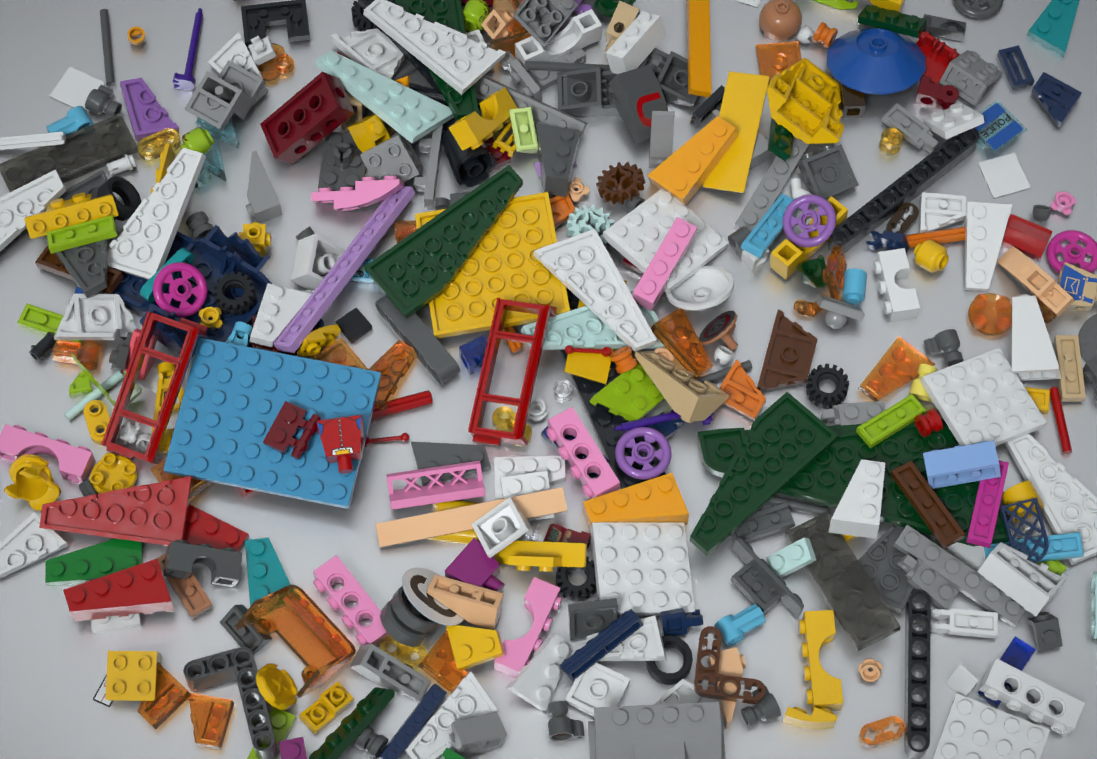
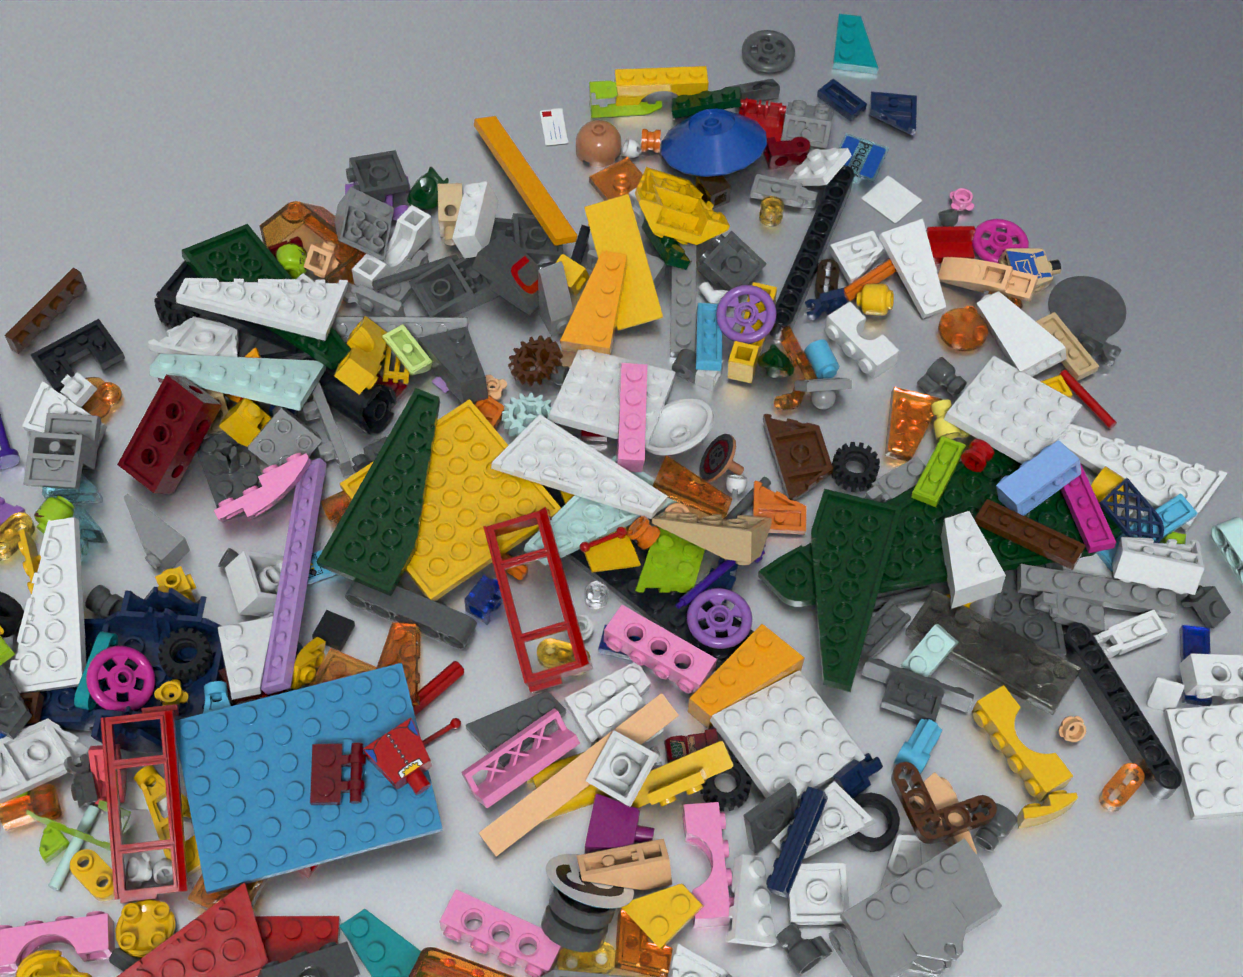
camera: 30 degrees left, 5 degrees down
(687, 122) = (575, 274): none -> yellow panel

